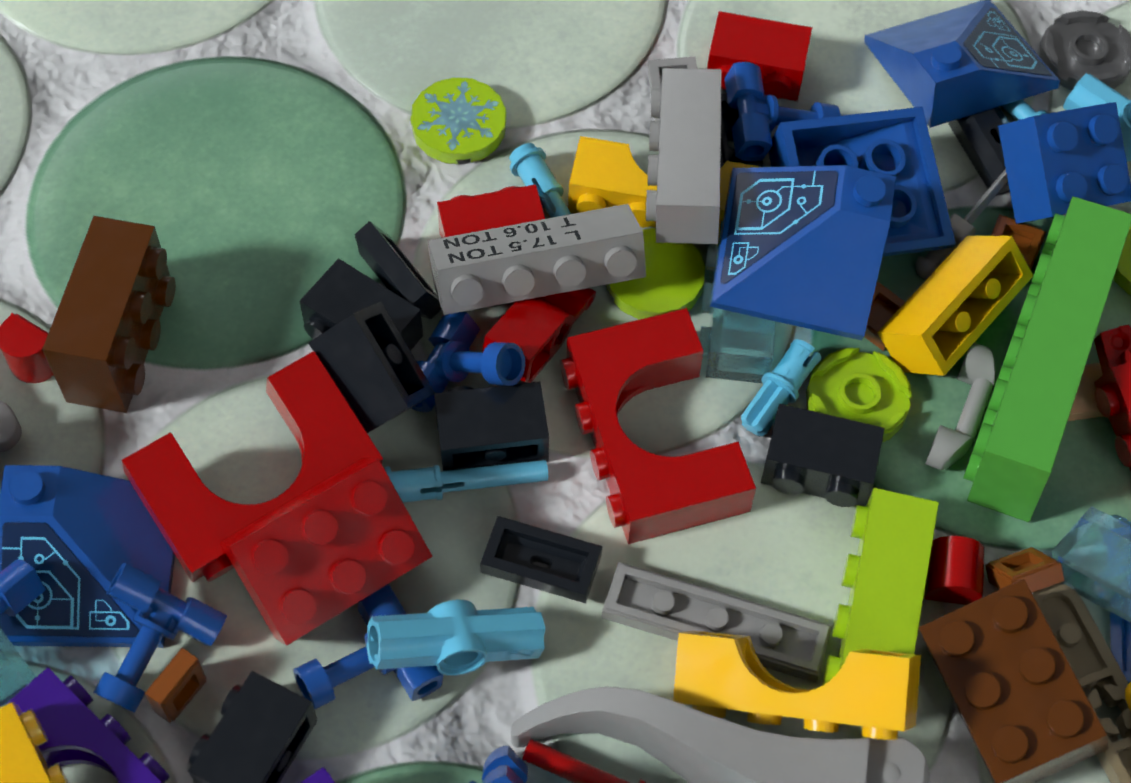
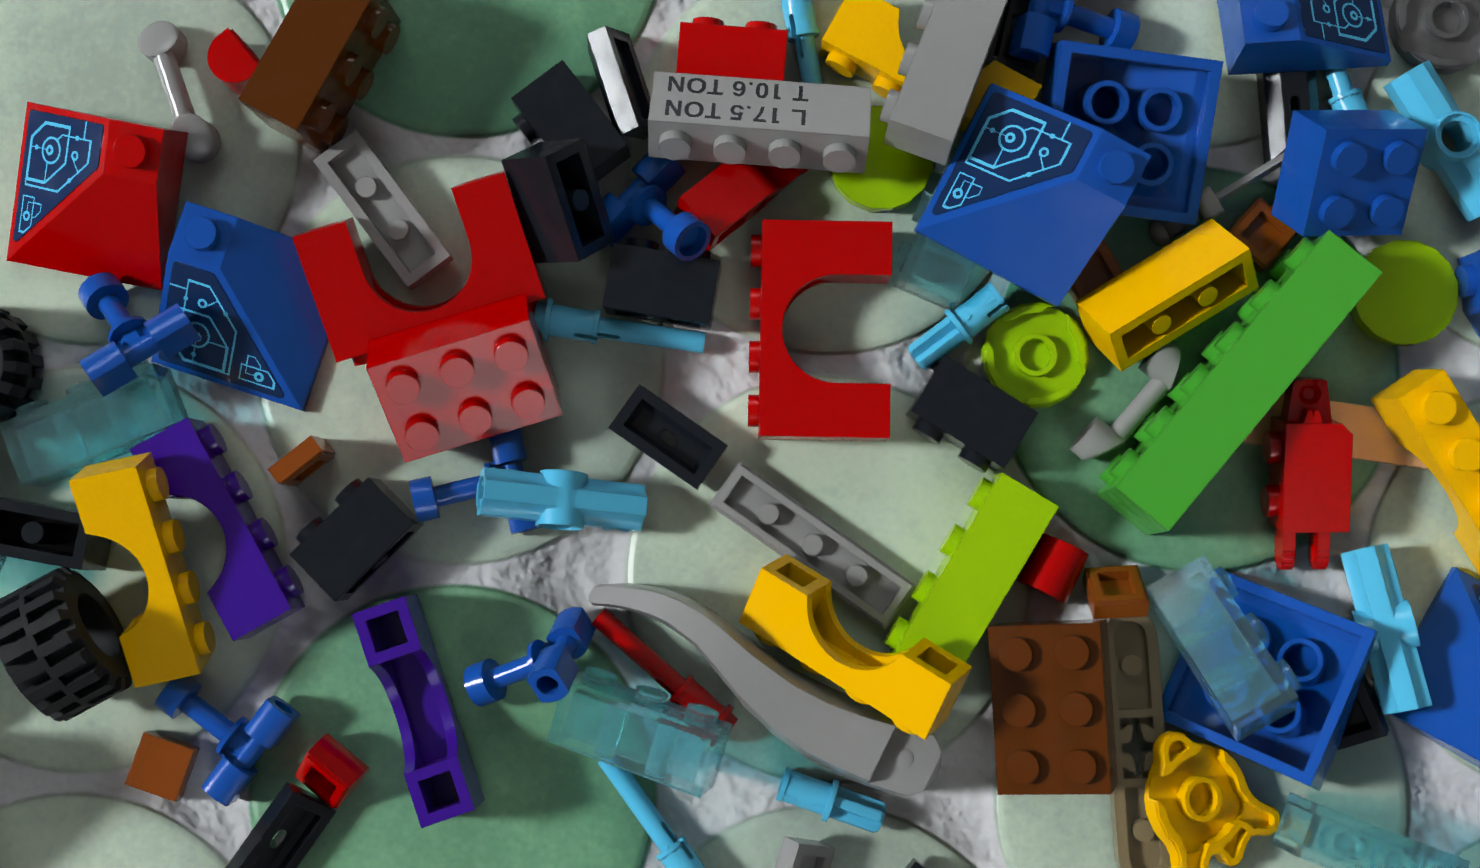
camera: 20 degrees right, 25 degrees up
(160, 617) = (298, 394): blue bar -> none
(205, 437) = (383, 209): none -> light grey plate

